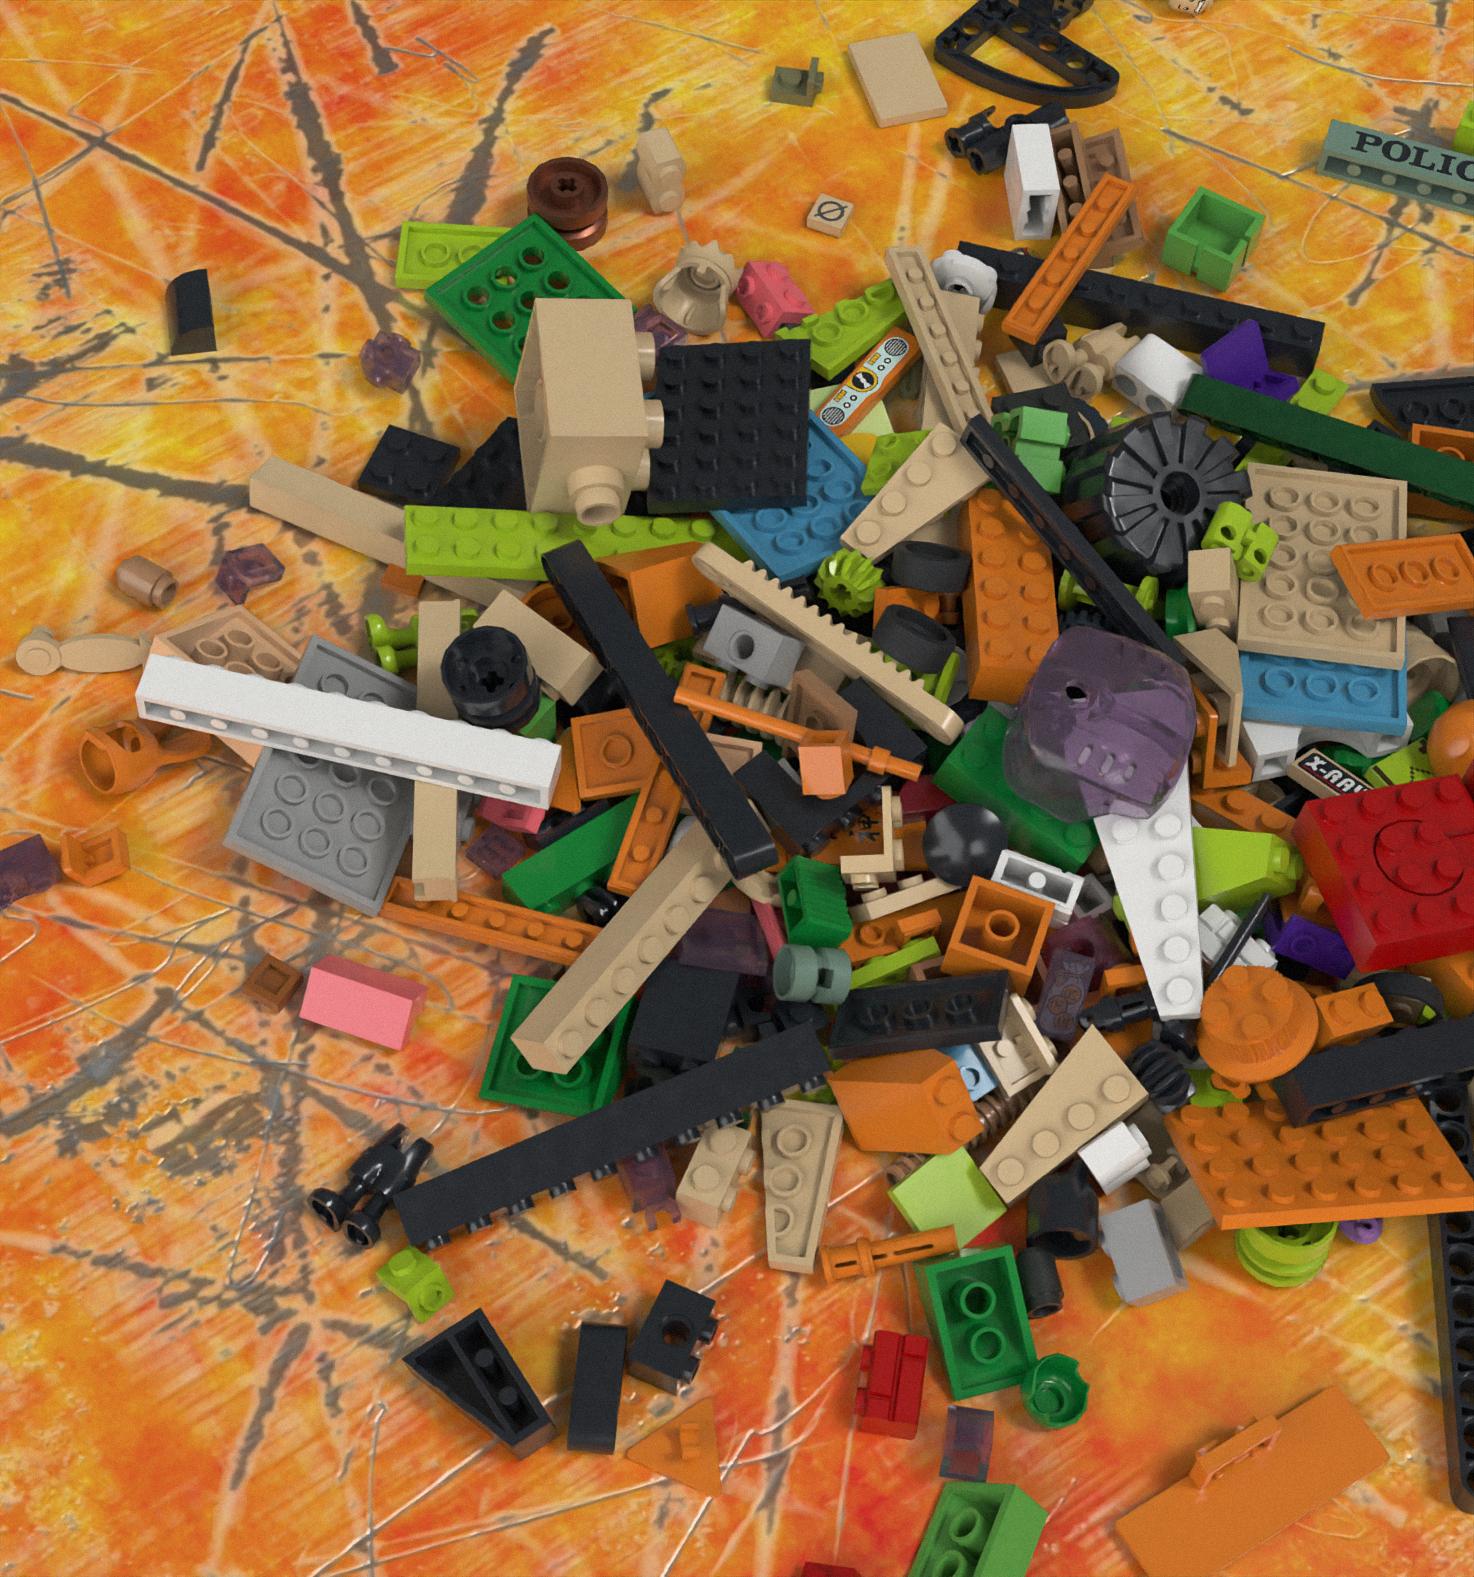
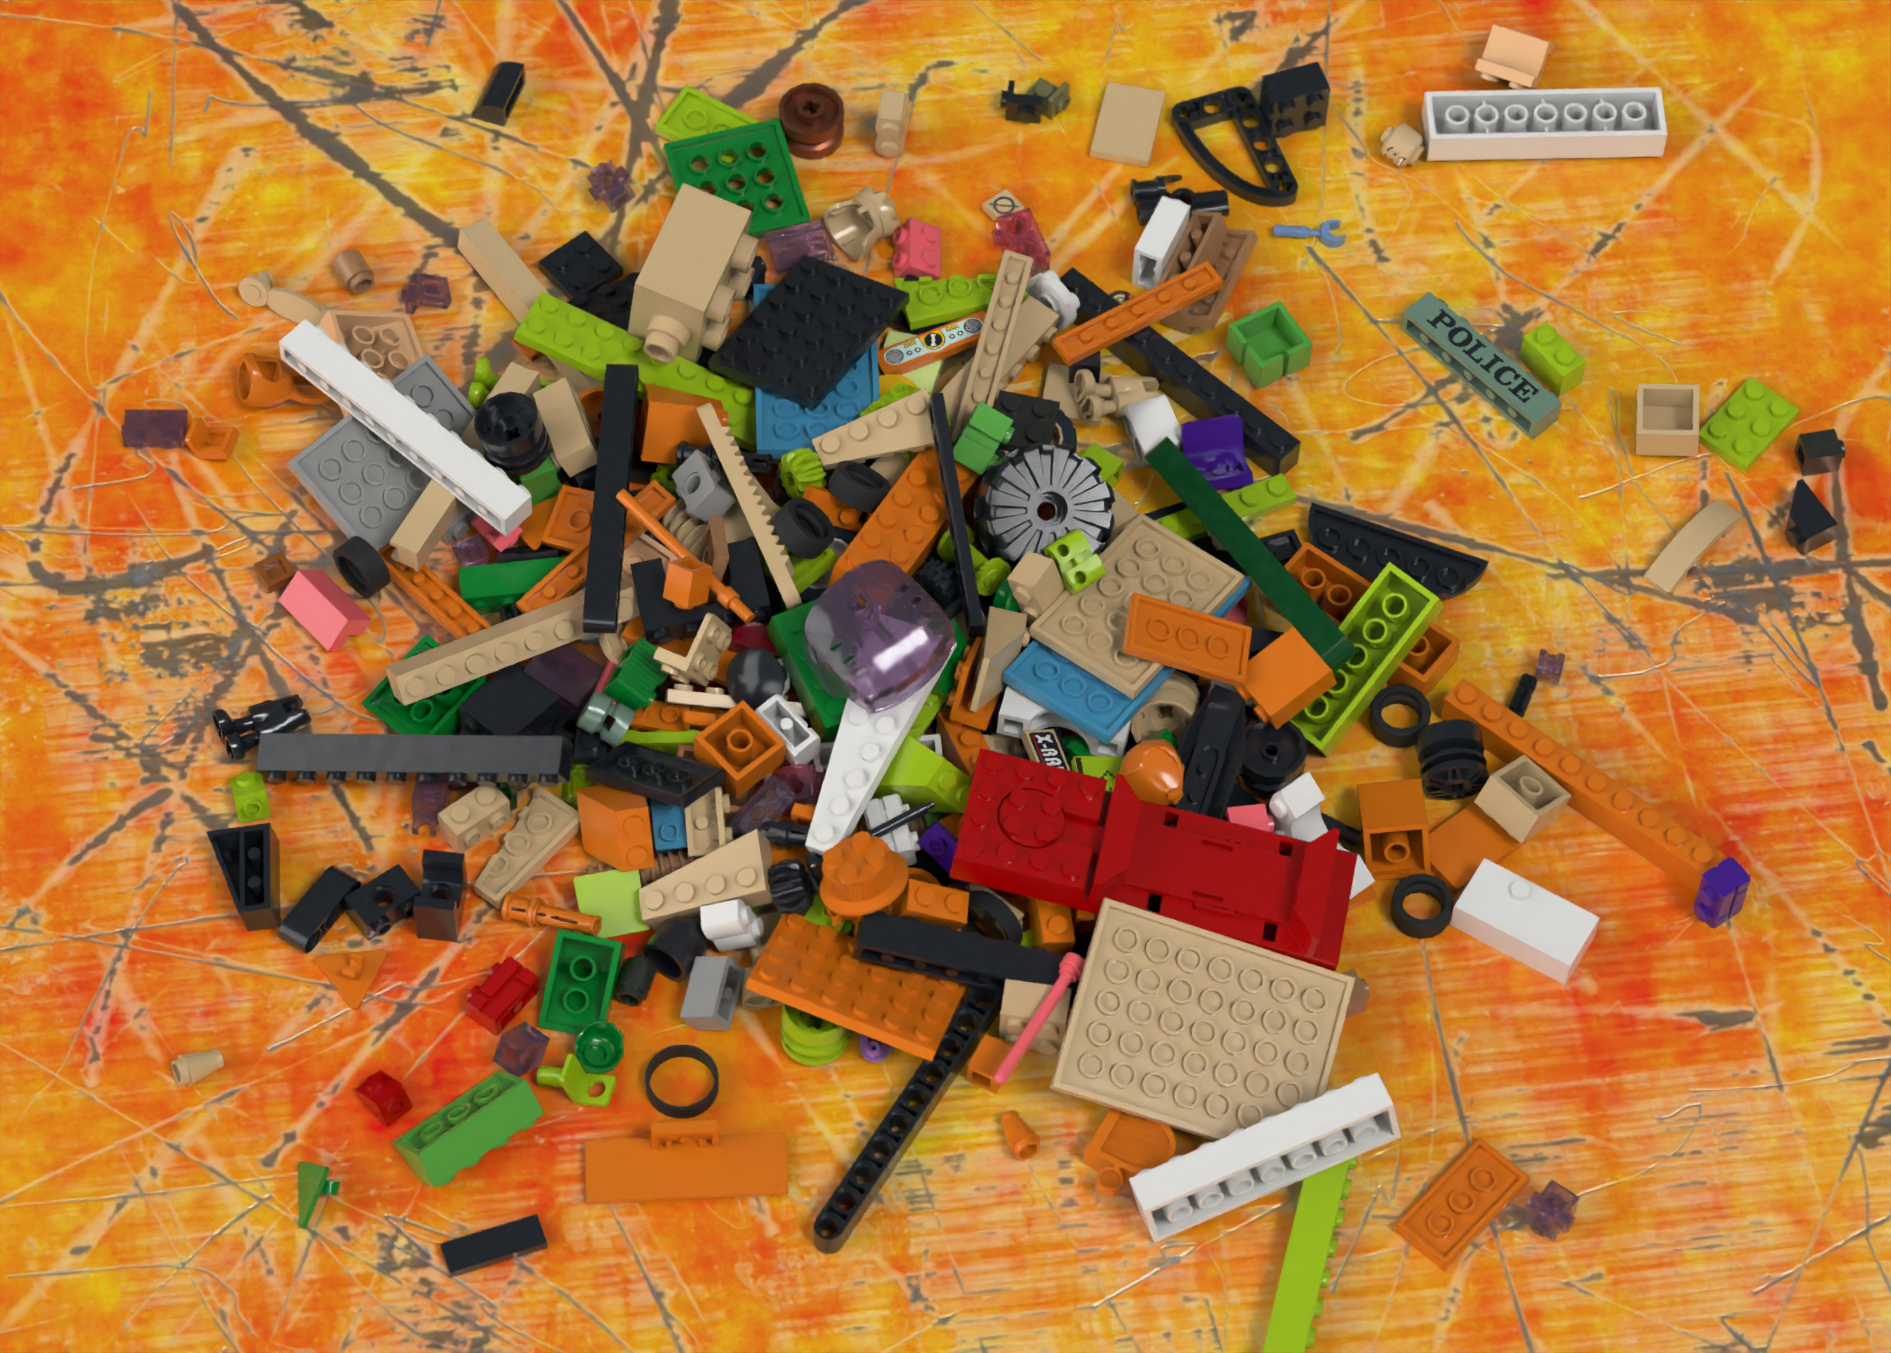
camera: 30 degrees right, 0 degrees up
(382, 927) = (361, 566): none -> black tyre
(734, 1271) = (442, 896): none -> black piece
(777, 103) = (1020, 106): none -> black bracket
(868, 234) = (1021, 235): none -> clear pink brick
(1053, 1450) = (577, 1082): none -> lime bracket
(1174, 110) = (1304, 232): none -> medium blue piece
(1193, 1344) = (685, 1111): none -> black tyre

